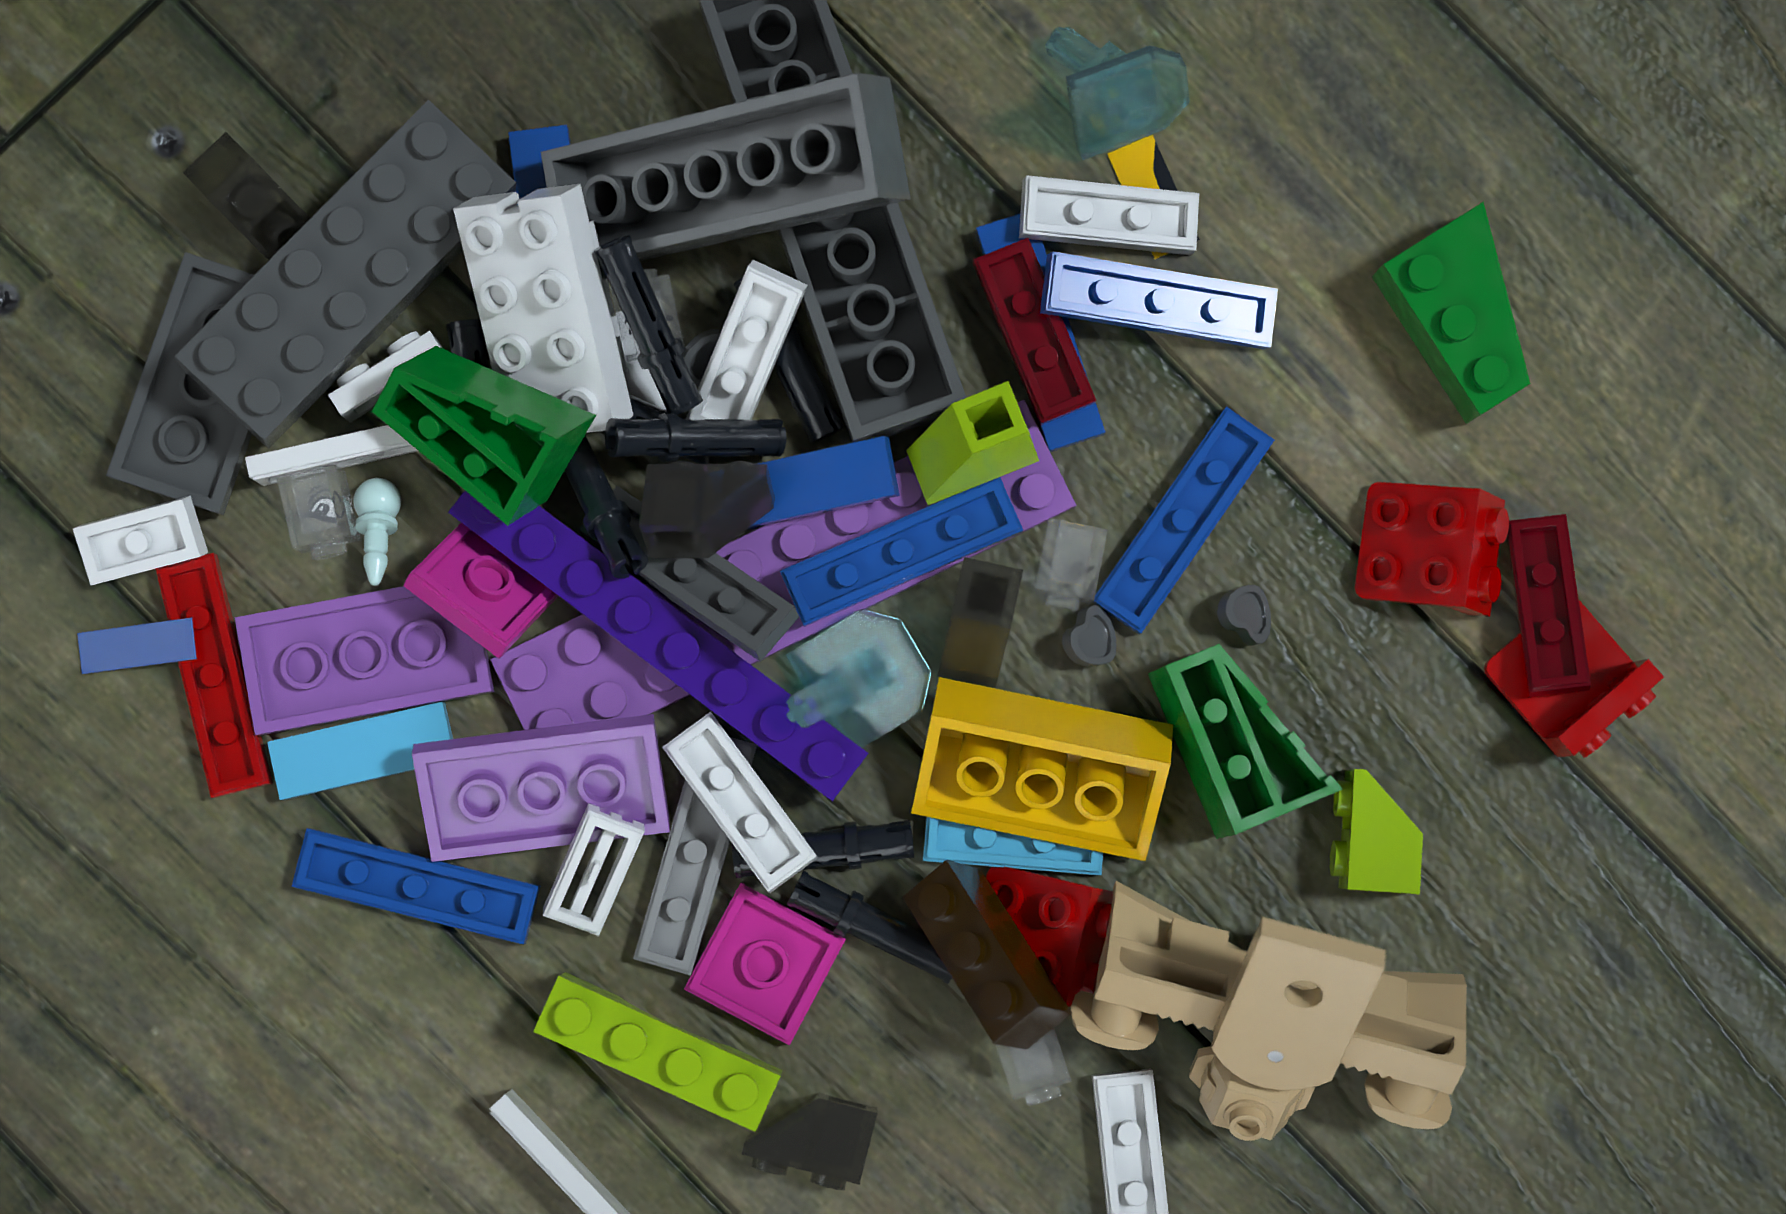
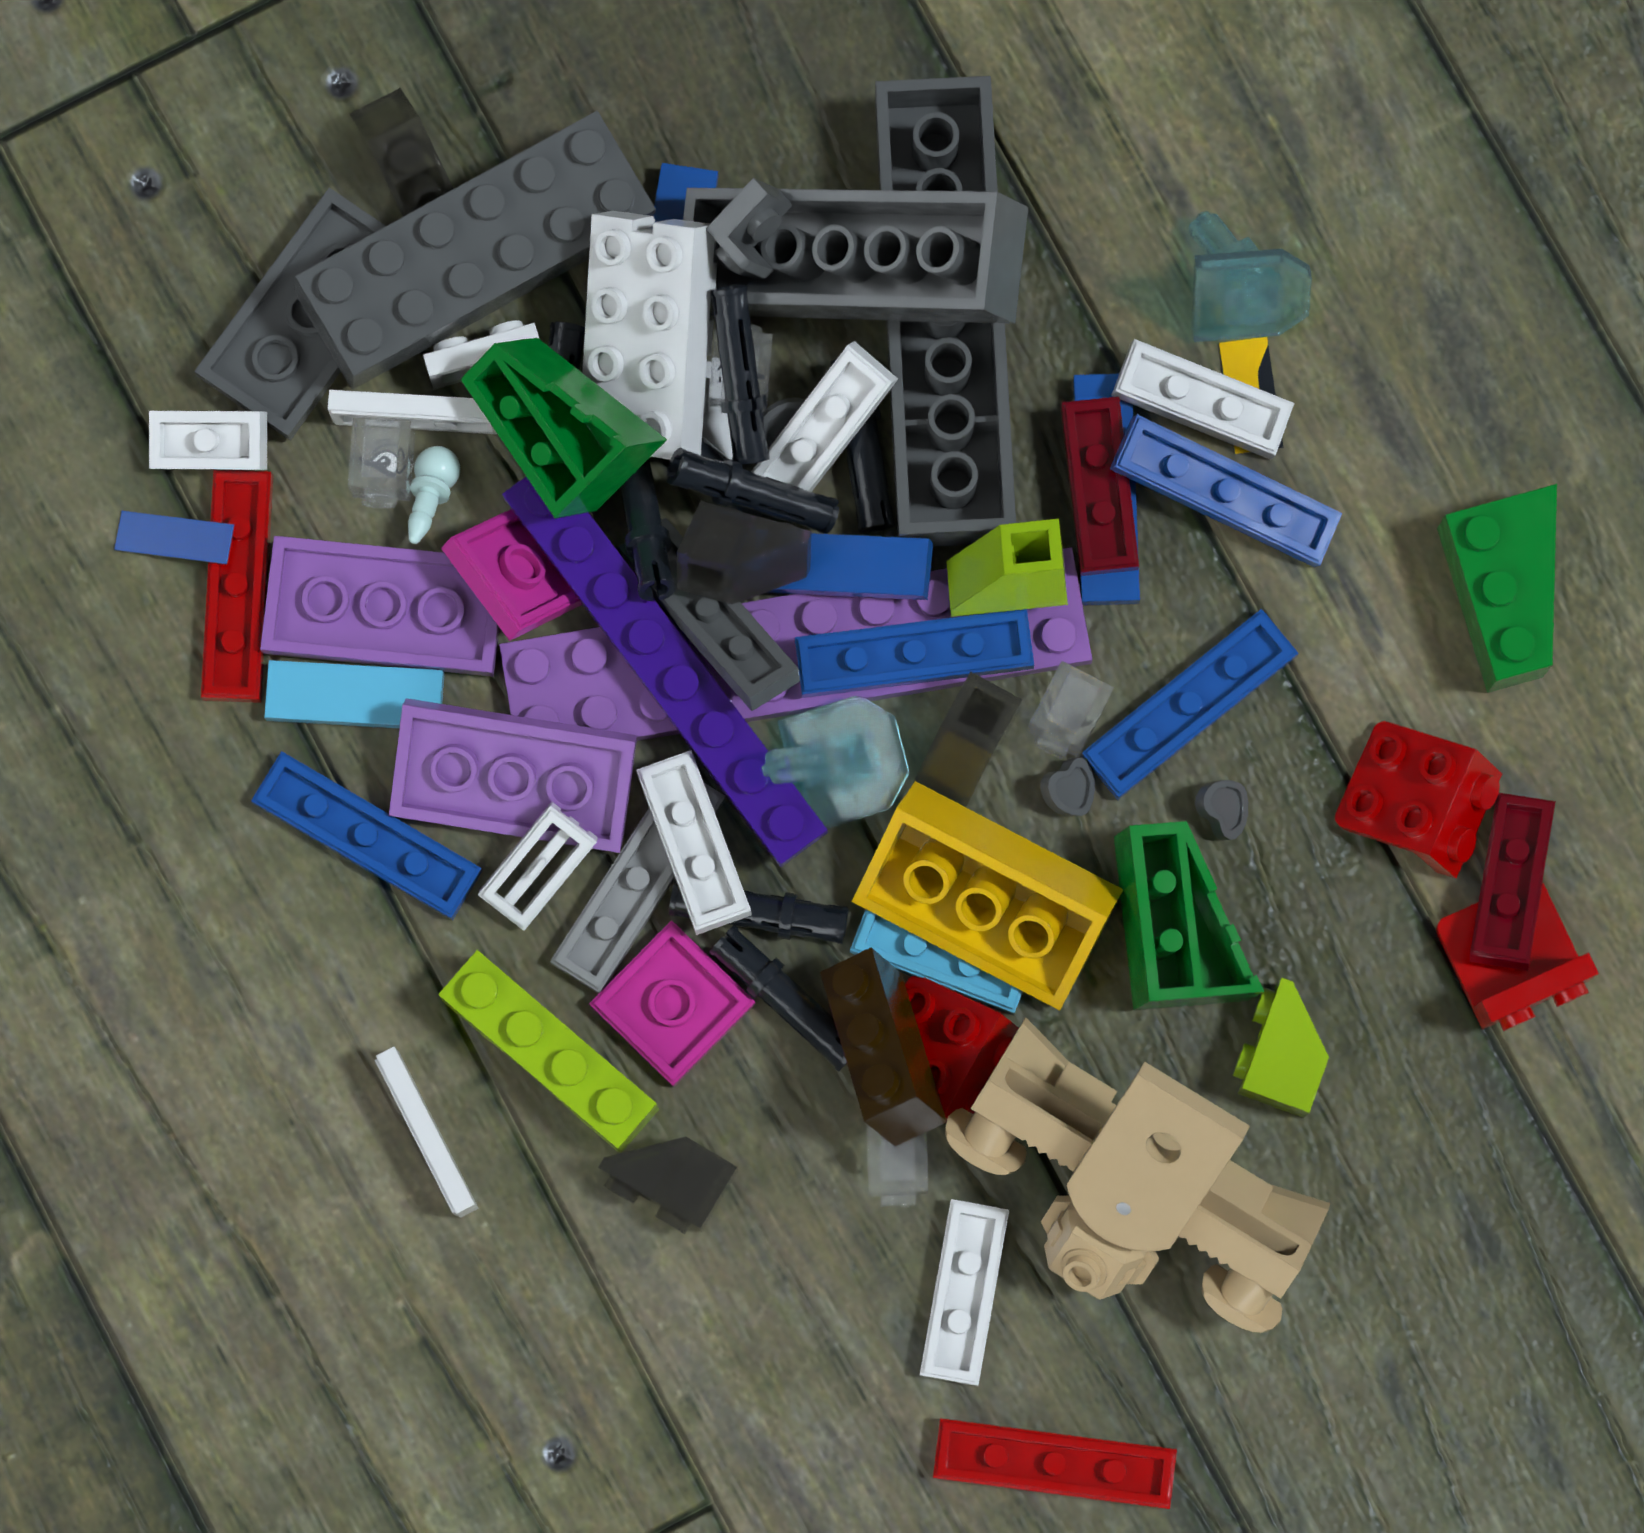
camera: 25 degrees right, 5 degrees down
(608, 174) = (744, 223): none -> dark grey bracket

